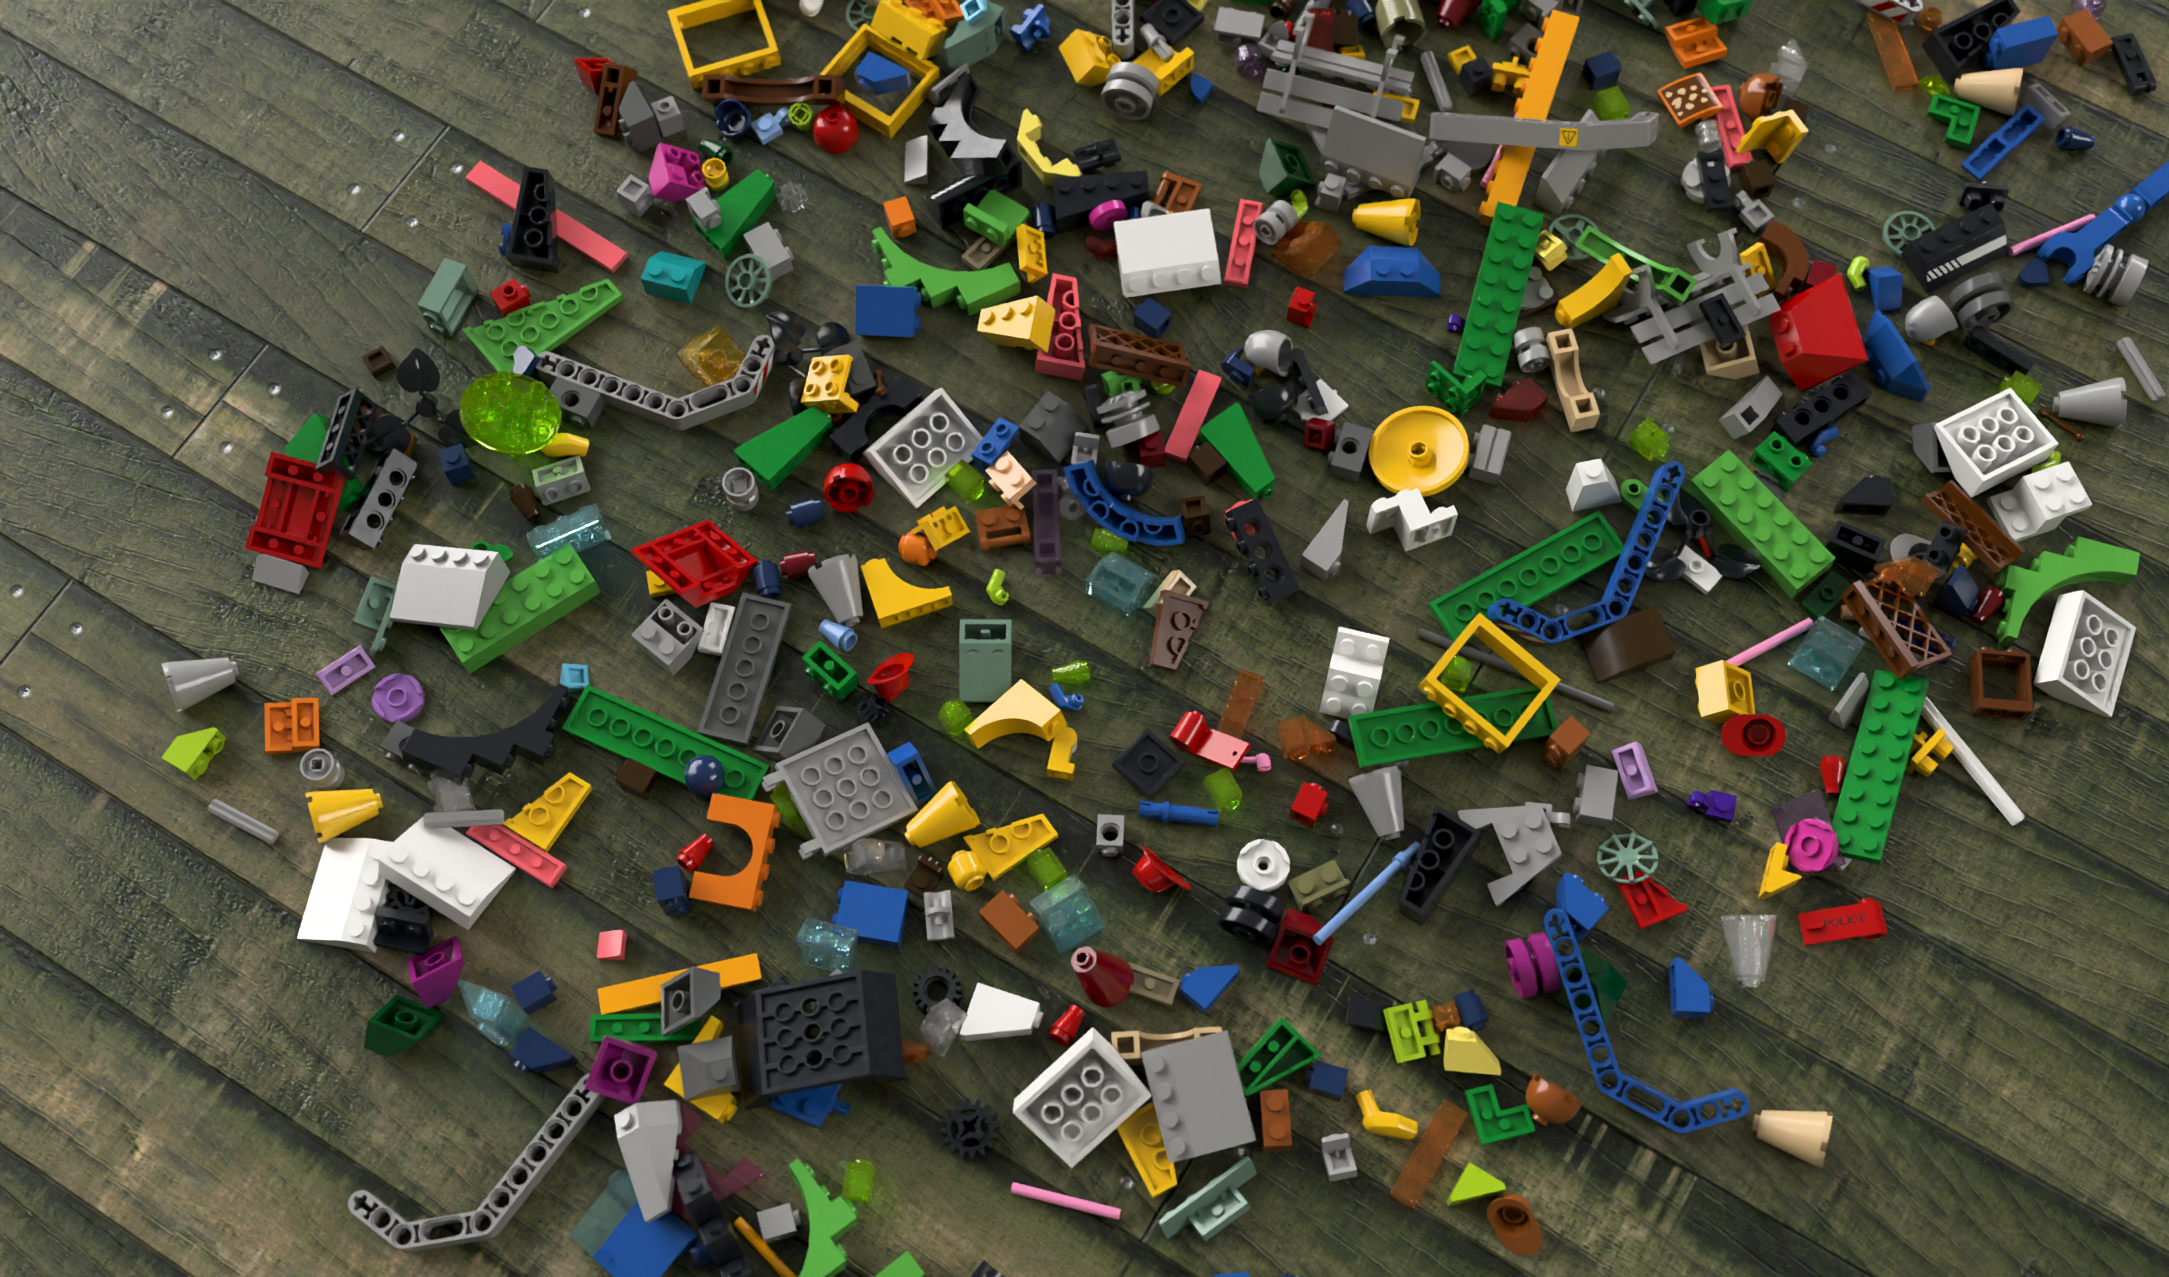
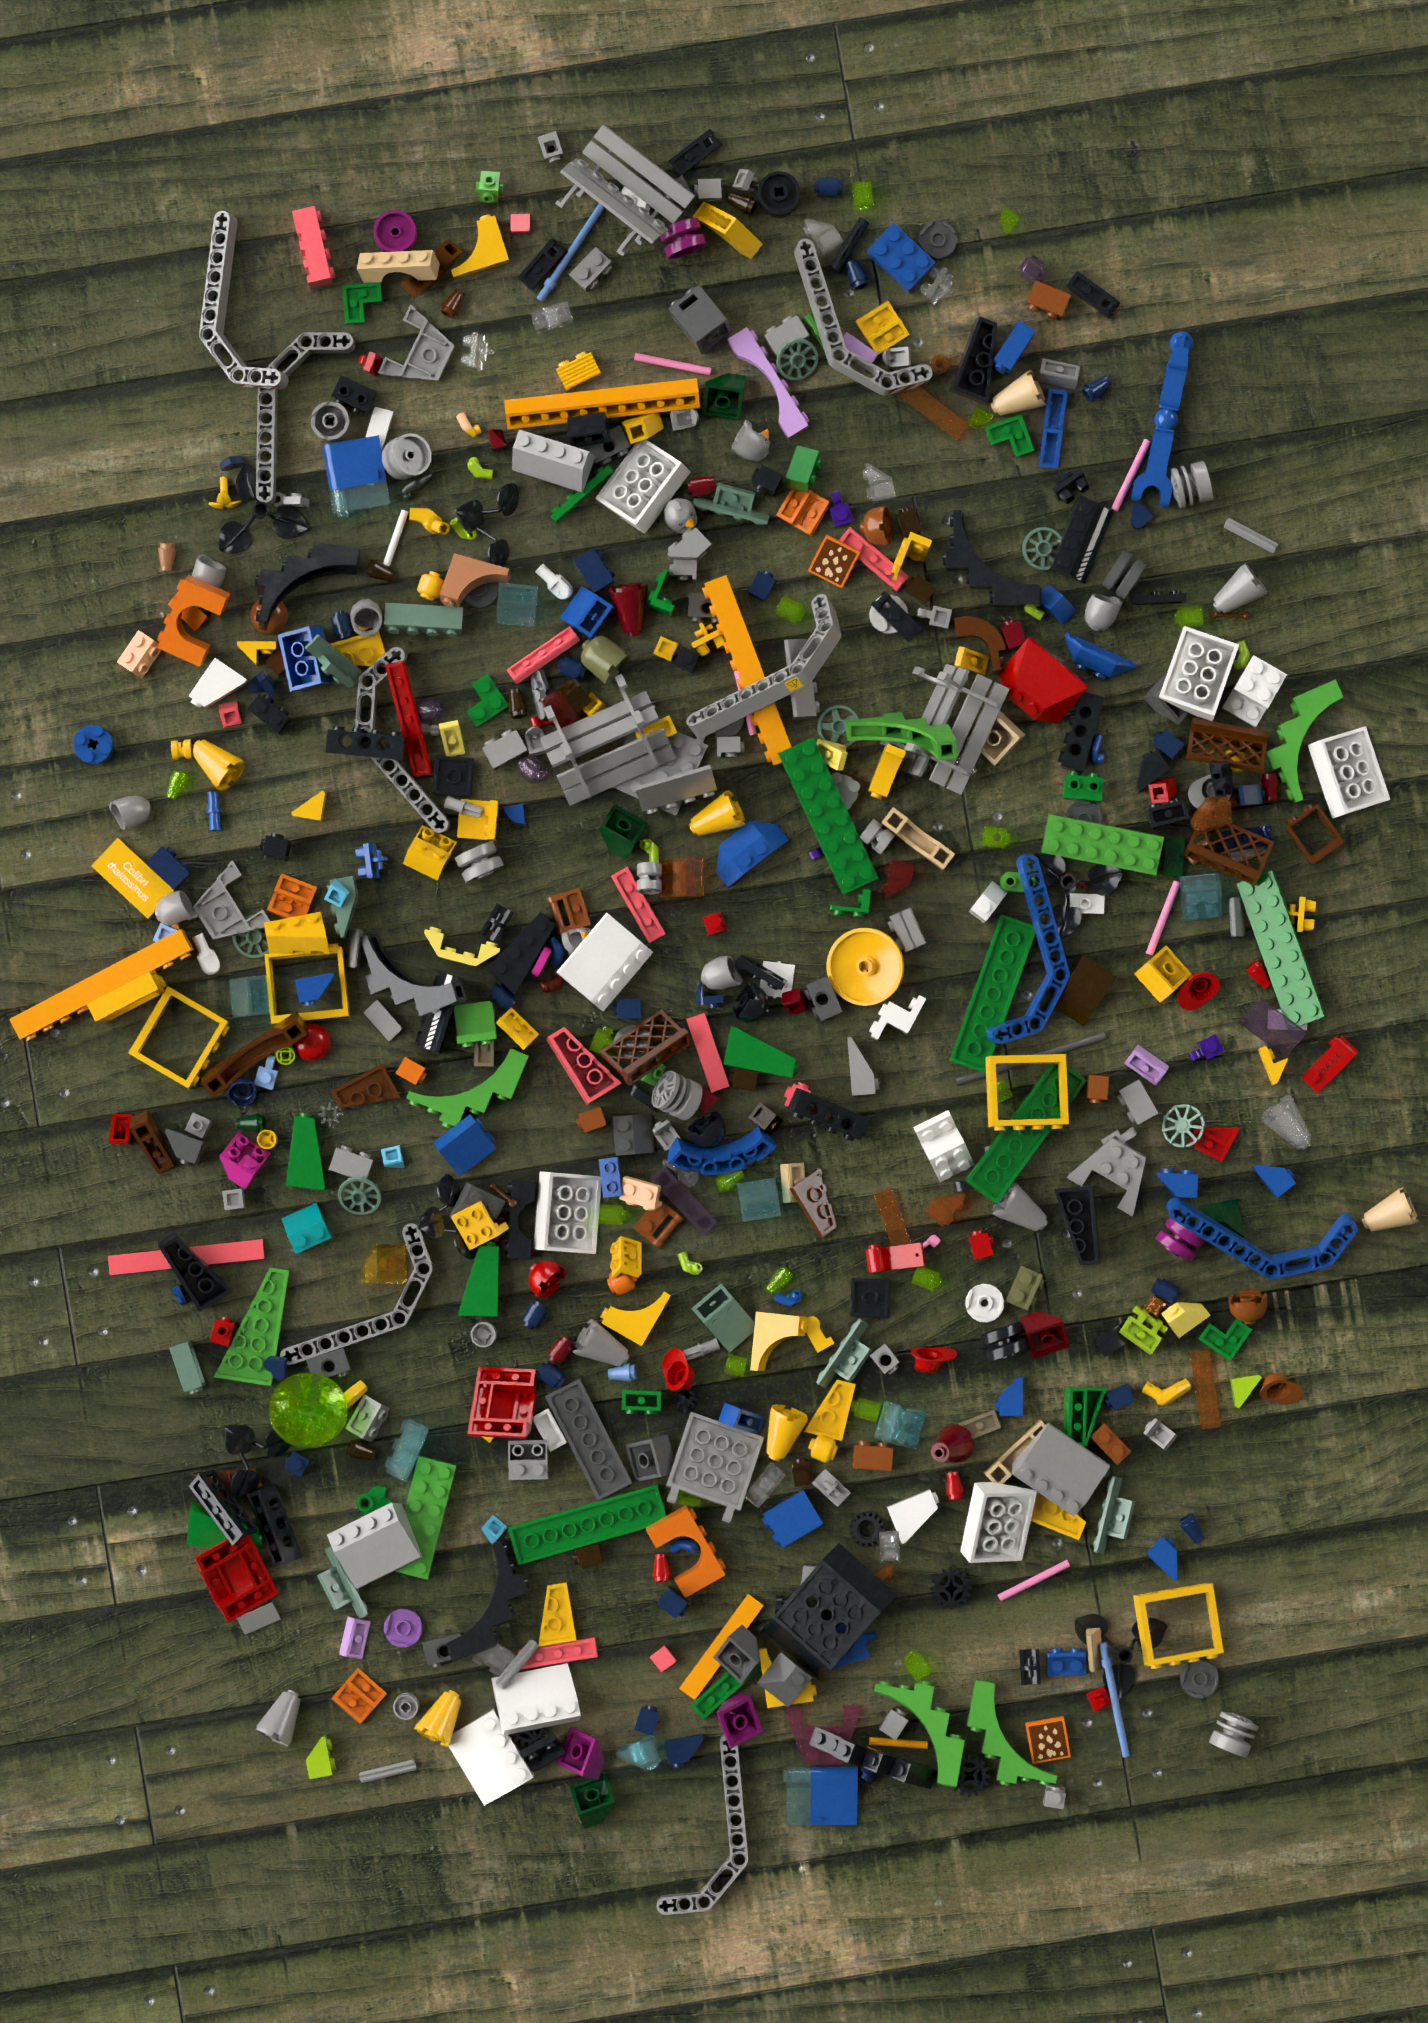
camera: 35 degrees left, 20 degrees up
(378, 361) = (179, 1439): dark brown tile -> none
(648, 1144) = (790, 1745): light grey wedge -> none
(704, 209) = (294, 1176): light grey brick -> none
(704, 775) = (627, 1522): dark blue hair -> none
(739, 847) = (686, 1544): none -> blue arm
(812, 279) = (393, 1157): none -> medium azure slope
(818, 49) = (249, 996): none -> clear light blue slope
(827, 945) = (787, 1557): clear light blue bracket -> none
(845, 202) = (367, 1088): none -> reddish brown wing
(934, 675) = (701, 1349): none -> light grey axle
(1019, 323) = (559, 1090): yellow wedge -> none
(1026, 380) = (591, 1120): none -> dark orange brick
(1073, 801) = (848, 1358): none -> sand green bracket
(1103, 318) = (601, 1039): none -> clear neon green brick
(1185, 814) = (911, 1313): blue pin -> none
(1330, 193) = (664, 825): light grey brick -> none
(1399, 862) = (1059, 1236): medium blue bar -> none
(1436, 81) = (662, 681): light grey axle -> none
(1708, 135) = (864, 577): clear wheel -> none
(1722, 320) = (981, 731): black plate -> none
(1730, 68) = (840, 512): none -> dark purple plate
(1751, 408) = (1040, 764): light grey slope -> none
(1811, 845) = (1279, 1033): dark pink tile -> none
(1841, 229) = (962, 557): none -> black arch
(1871, 523) = (1162, 790): none -> red brick
(1905, 487) = (1167, 744): none -> dark blue brick
(1973, 765) = (1330, 898): white axle -> none

